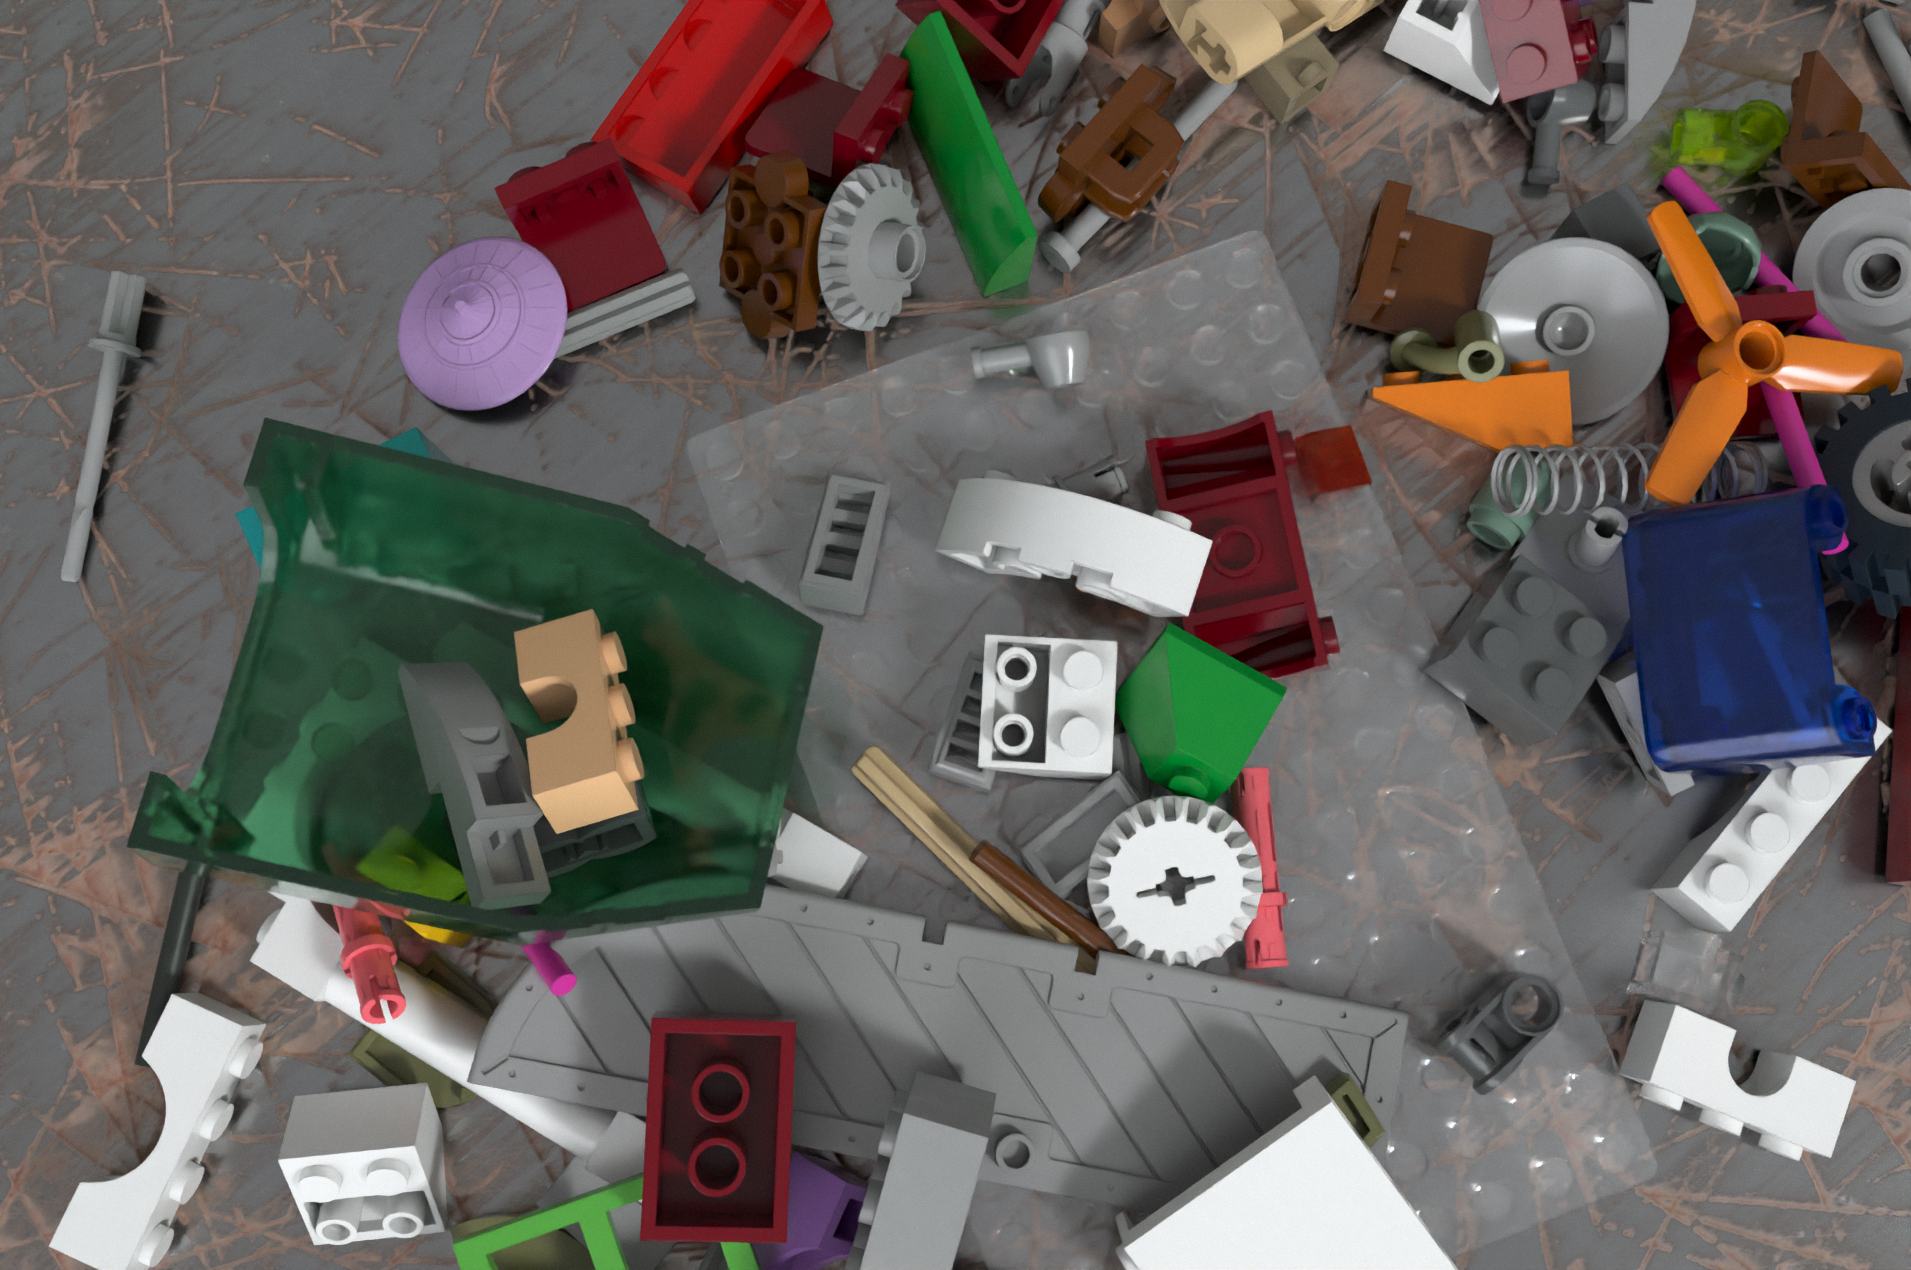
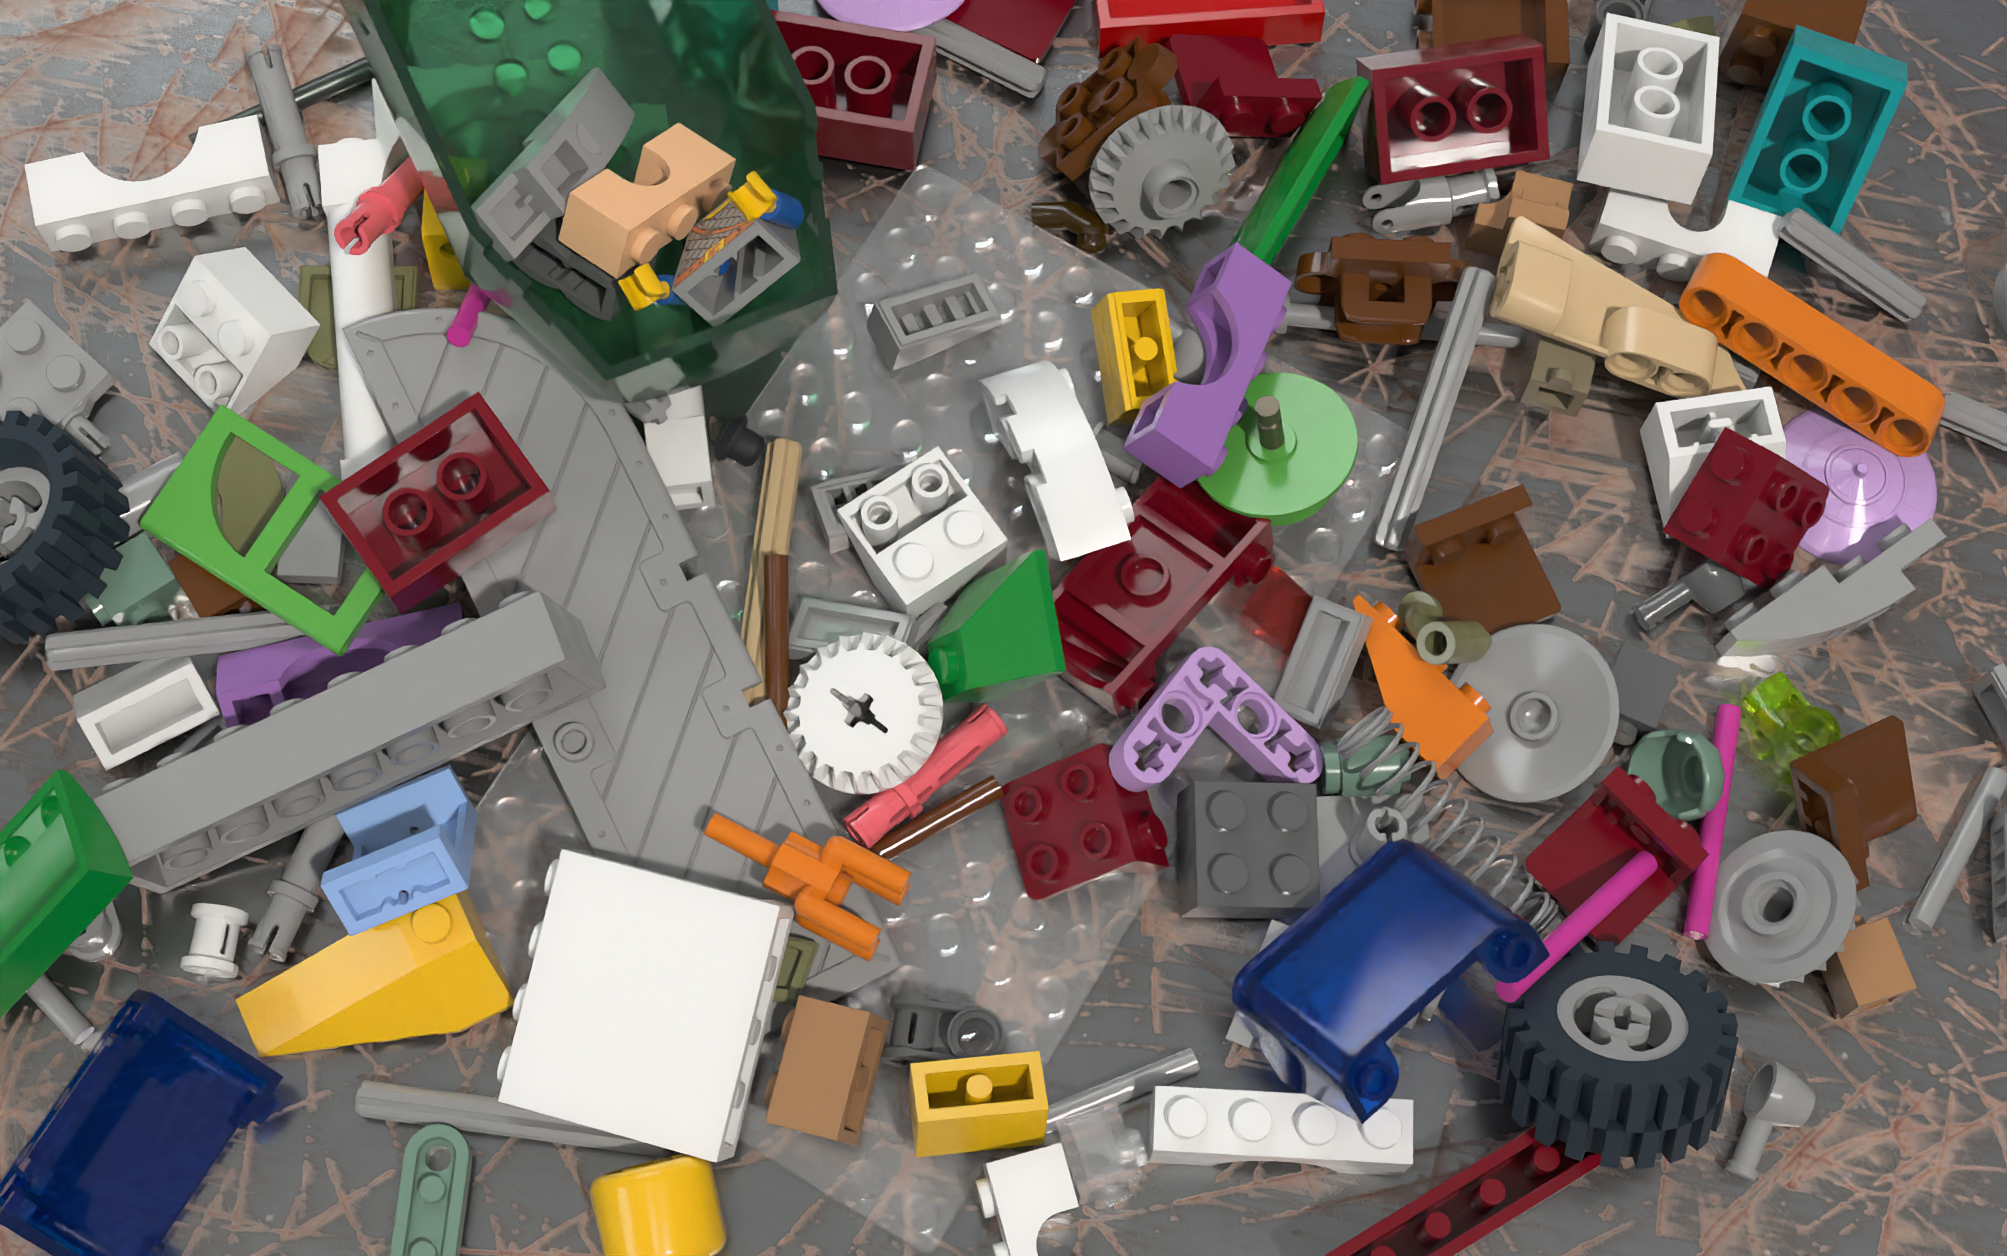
camera: 45 degrees right, 10 degrees down
(204, 973) = (292, 154): none -> light grey pin
(578, 434) = (866, 86): none -> dark red brick
(694, 688) = (727, 255): none -> torso
(832, 796) = (739, 443): none -> black piece
(839, 351) = (1073, 217): none -> dark brown arm
(1028, 403) = (1132, 350): none -> yellow brick
(1061, 289) = (1236, 311): none -> medium lavender arch
(1201, 353) = (1285, 450): none -> piece
(1255, 194) = (1434, 408): none -> light grey axle
(1298, 890) = (938, 819): none -> reddish brown bar
(1305, 1036) = (819, 880): none -> orange plant
(1382, 593) = (1201, 708): none -> lavender beam
(1400, 768) = (1080, 825): none -> dark red bracket
(1402, 464) = (1322, 662): none -> light grey tile
(1467, 1153) = (826, 1070): none -> medium nougat brick
(1588, 1046) = (977, 1104): none -> yellow brick
(1627, 923) = (1126, 1086): none -> light grey bar
(1720, 398) = (1632, 873): orange piece -> none

